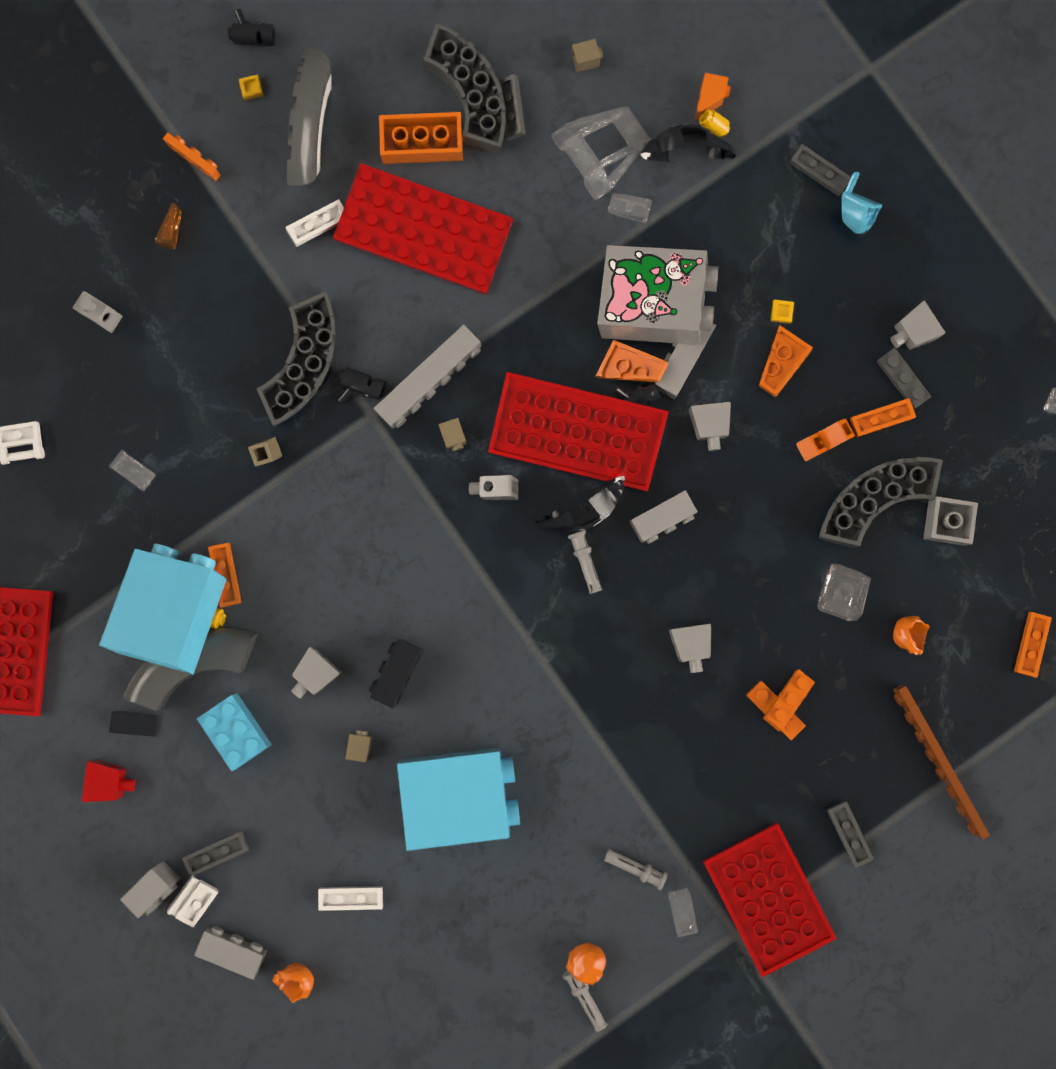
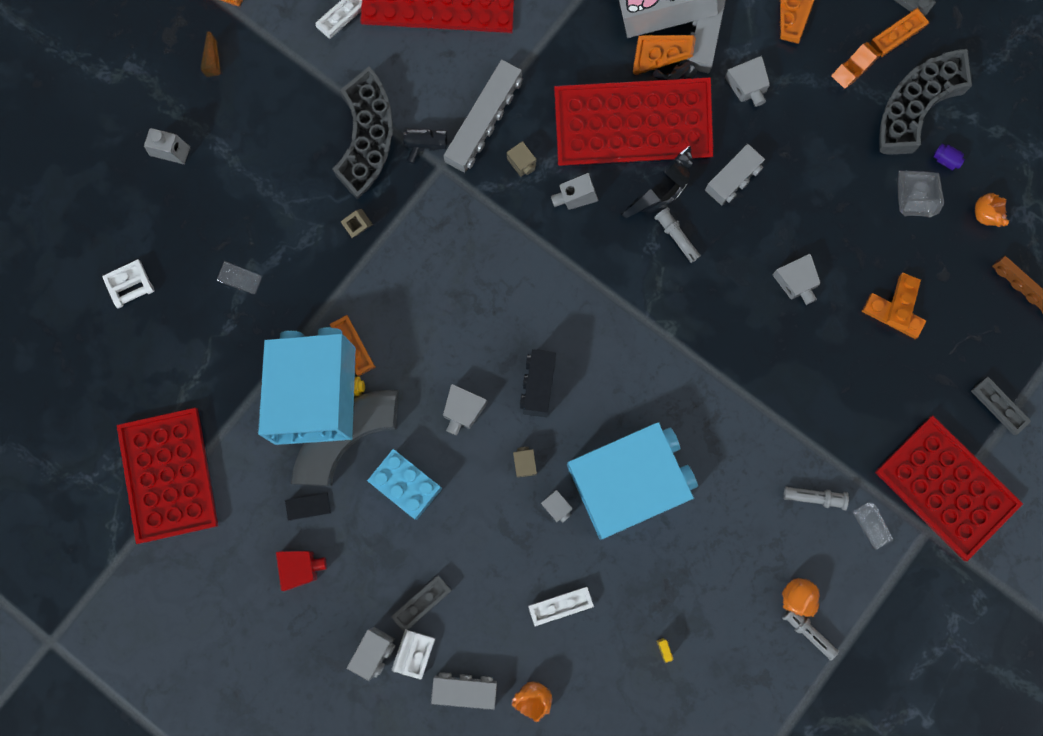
camera: 10 degrees left, 5 degrees down
(377, 800) = (557, 507): none -> light grey brick
(437, 972) = (665, 650): none -> yellow tile
(887, 564) = (949, 156): none -> dark purple brick
(950, 521) = (992, 101): light grey brick -> none

